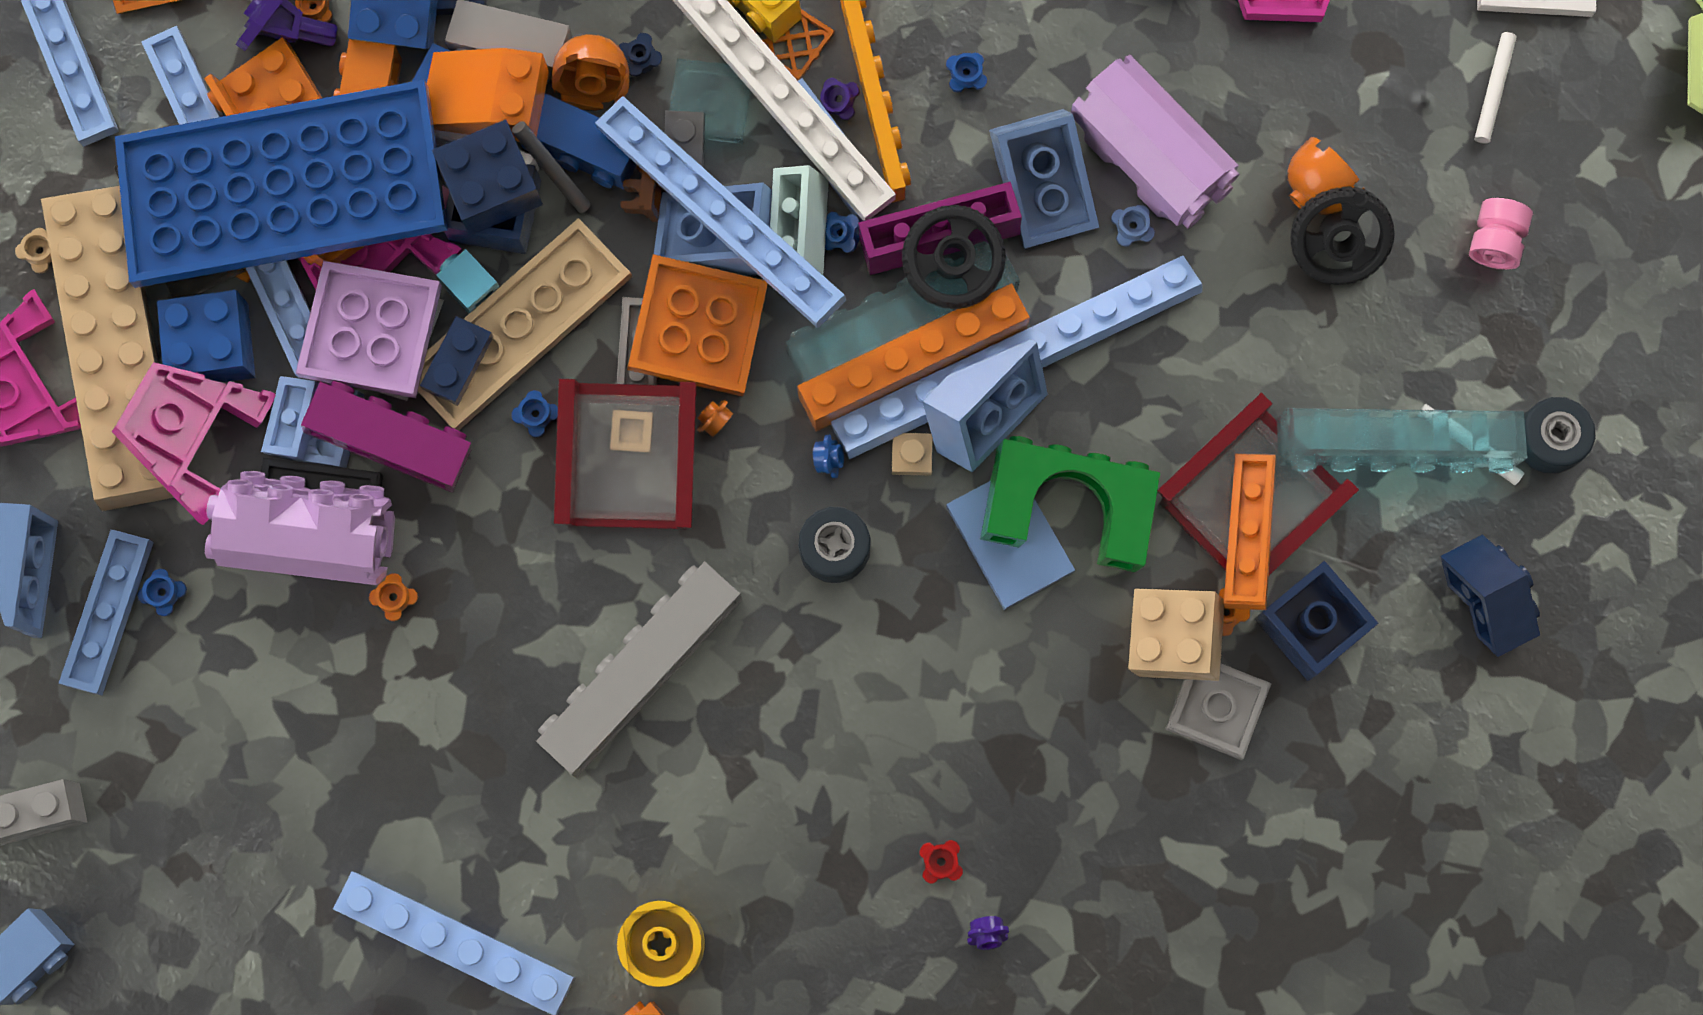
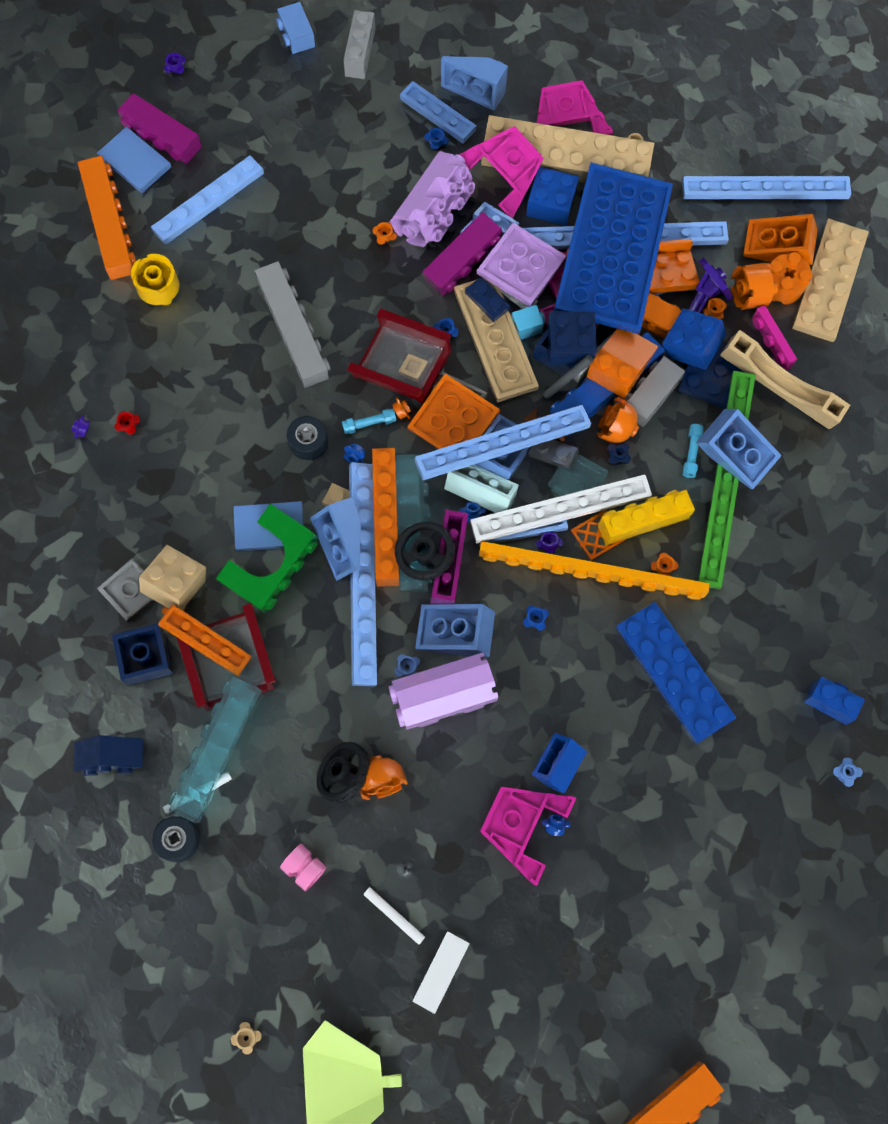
camera: 110 degrees right, 5 degrees down
(779, 488) = (387, 416): none -> medium azure bar

